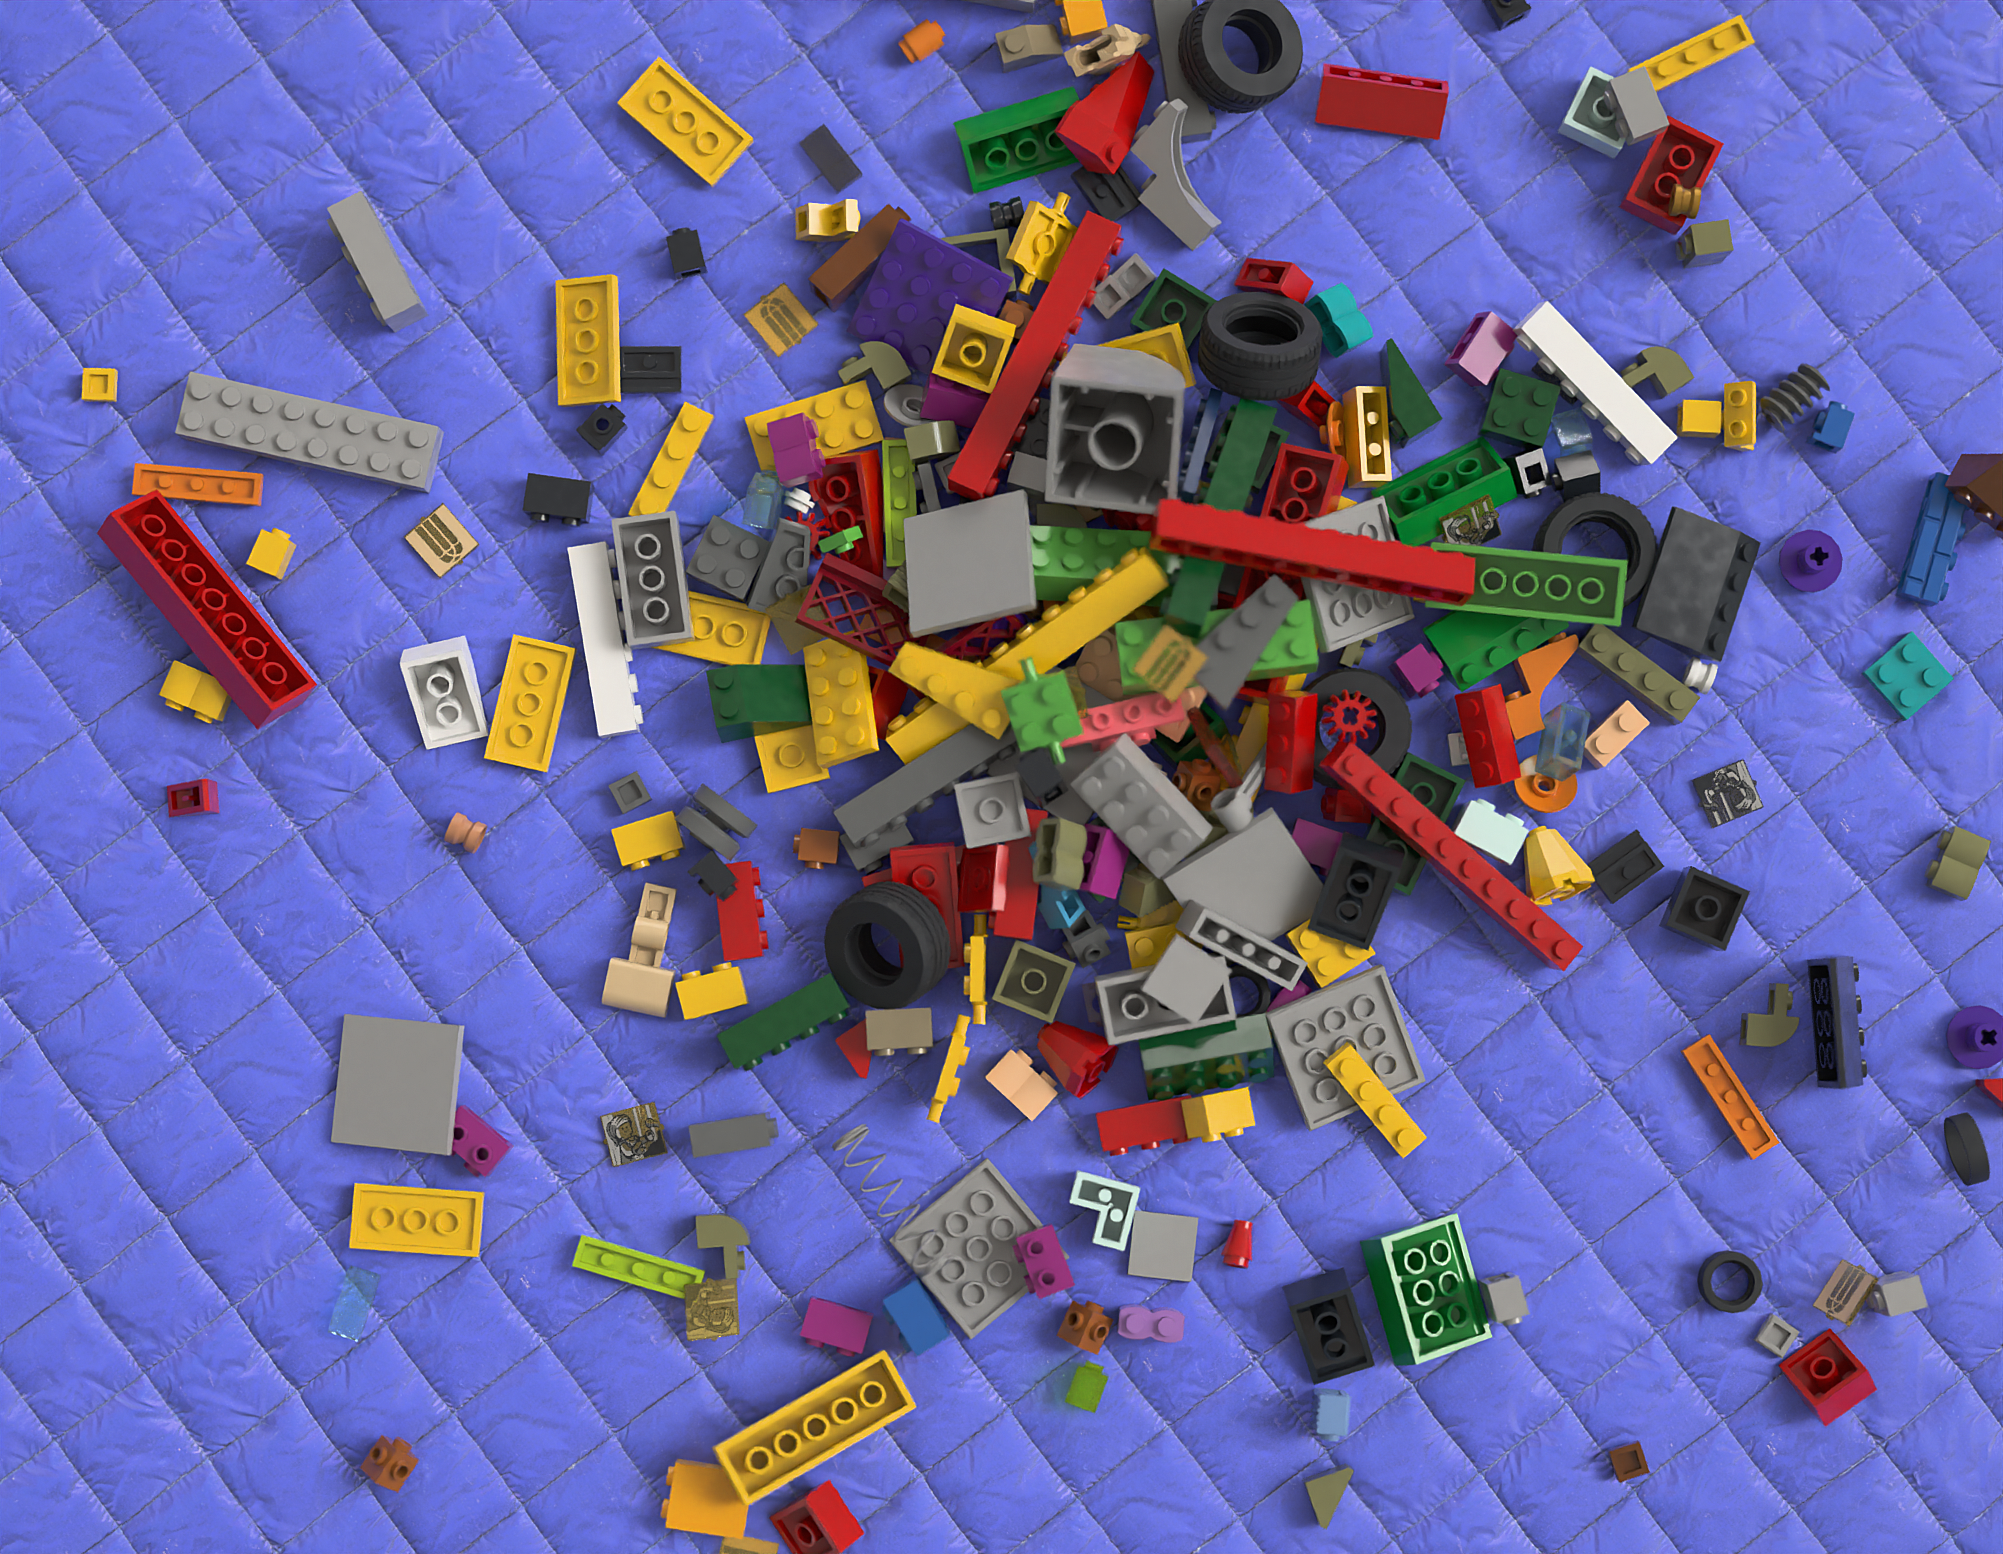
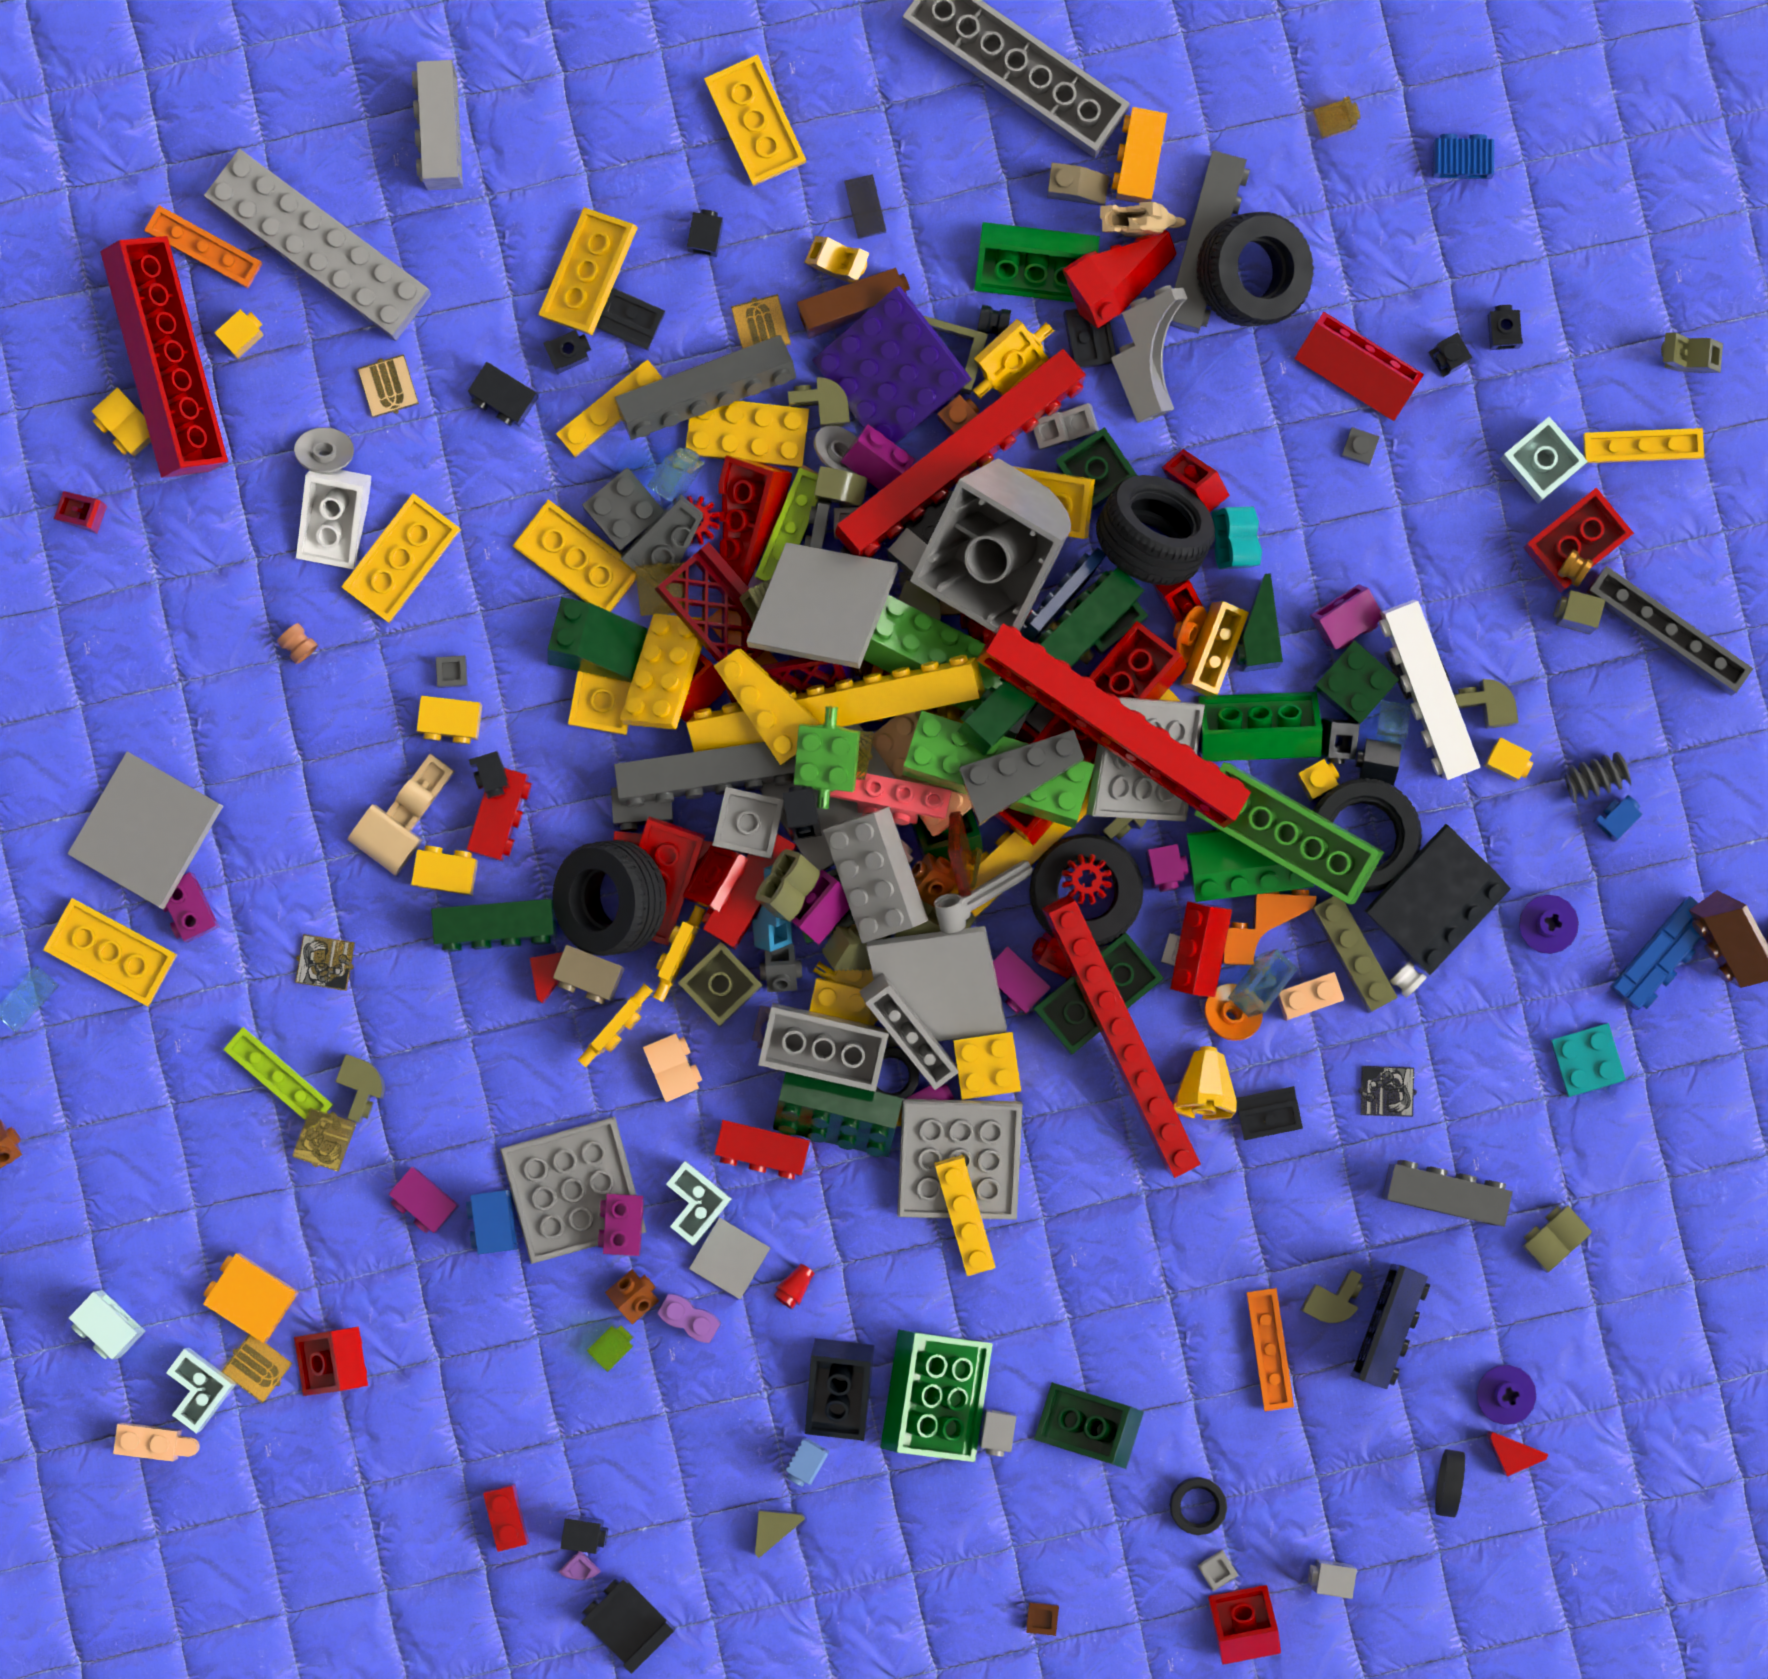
camera: 30 degrees right, 0 degrees up
(99, 385) = (158, 125): yellow plate -> none
(406, 631) = (324, 450): none -> light grey dish
(604, 639) = (487, 532): white brick -> none
(653, 580) = (551, 500): light grey brick -> none
(715, 823) = (508, 731): dark grey wheel -> none
(733, 1134) = (408, 999): dark grey brick -> none
(755, 403) = (705, 387): none -> dark grey brick
(795, 449) = (721, 443): magenta brick -> none
(798, 500) = (705, 486): white plate -> none
(813, 1427) = (365, 1276): yellow brick -> none
(817, 847) = (588, 789): dark orange brick -> none
(841, 541) = (725, 538): bright green plate -> none
(862, 1131) = (512, 1047): light grey piece -> none
(922, 41) = (988, 140): orange brick -> none
(974, 348) = (910, 424): yellow brick -> none
(1075, 1056) = (728, 1064): red cone -> none
(1169, 663) = (949, 764): clear yellow piece -> none
(1185, 979) = (847, 1038): light grey tile -> none
(1218, 1113) = (827, 1166): yellow brick -> none
(1290, 741) = (1028, 877): red brick -> none
(1356, 890) = (1027, 1029): black slope -> none
(1417, 179) = (1360, 446): none -> dark grey plate
(1465, 51) = (1450, 355): none -> black brick
(1472, 523) = (1270, 762): piece -> none
(1490, 832) = (1164, 1031): light aqua brick -> none
(1525, 519) = (1318, 779): none -> yellow brick
(1587, 1251) = (1089, 1425): none -> dark green slope
(1635, 106) = (1570, 468): light grey brick -> none
(1704, 908) = (1320, 1179): black brick -> none
(1740, 415) = (1543, 772): yellow bracket -> none
(1801, 224) = (1670, 631): none -> dark grey brick
(1837, 868) = (1446, 1194): none -> dark grey brick
(1845, 1292) = (1292, 1559): piece -> none

